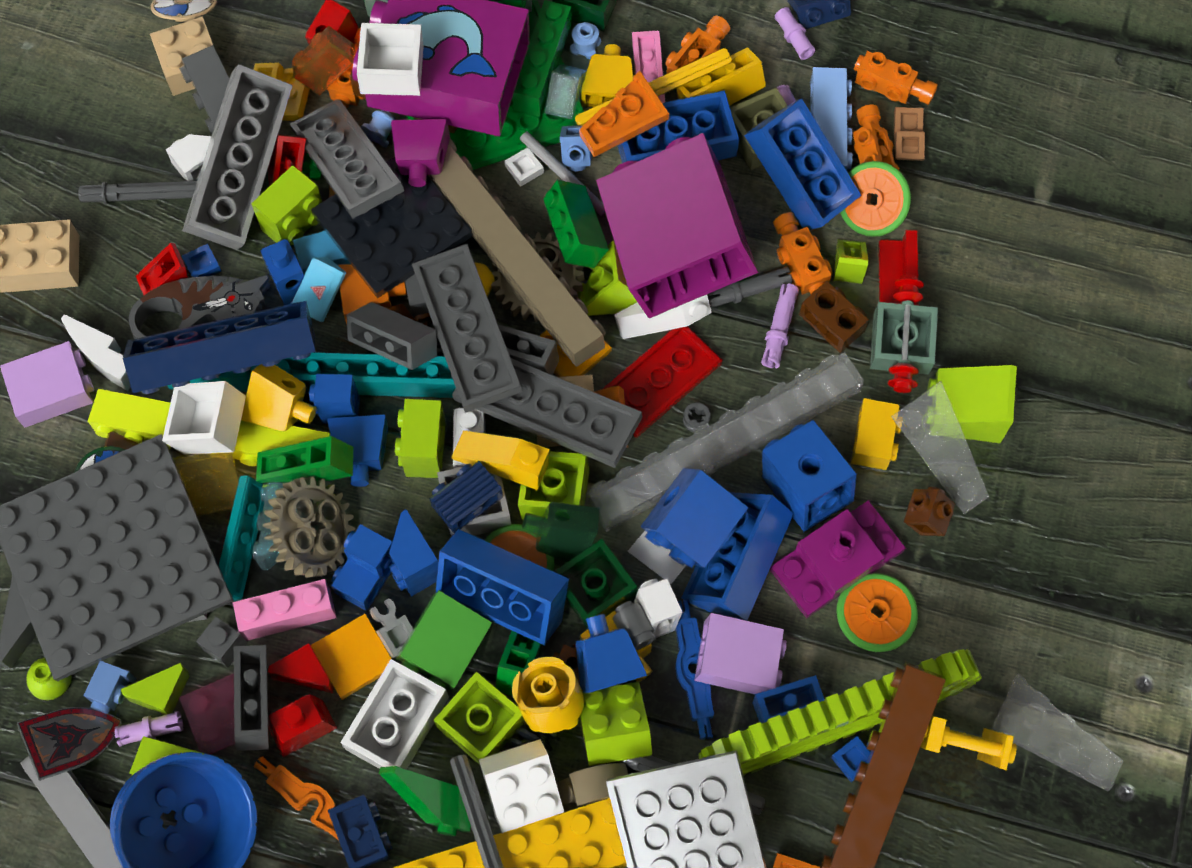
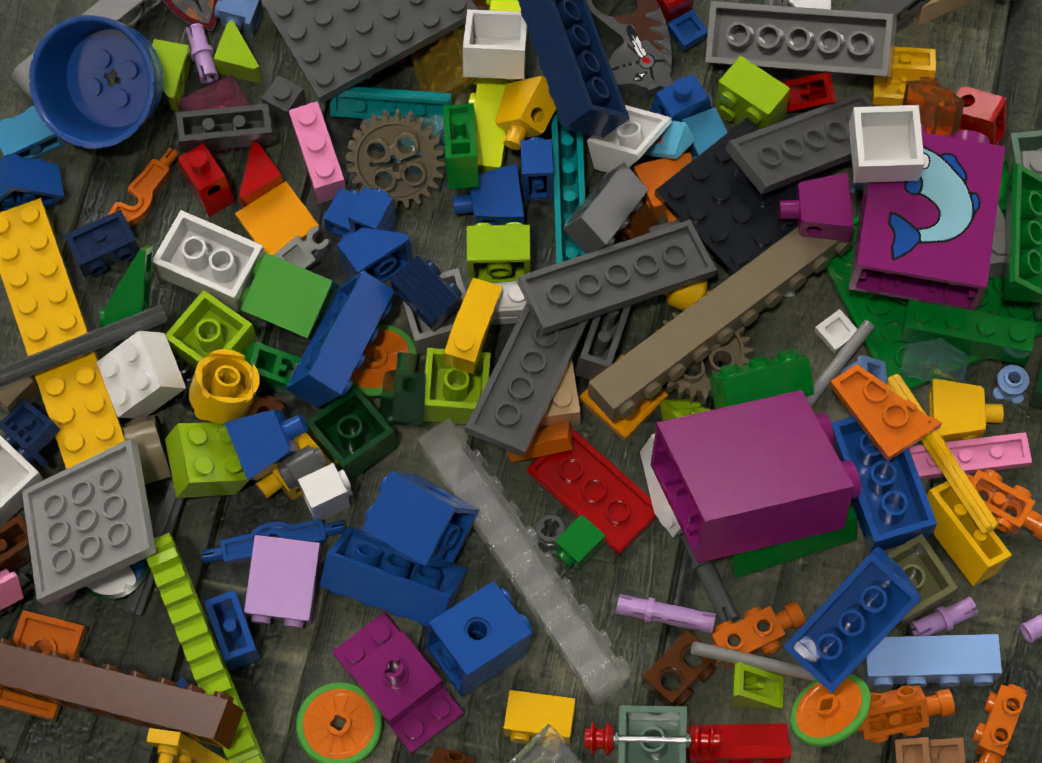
camera: 90 degrees right, 0 degrees up
(326, 311) = (627, 141): none -> white slope
(713, 390) = (579, 543): none -> green brick
(830, 256) = (760, 662): none -> light grey bar

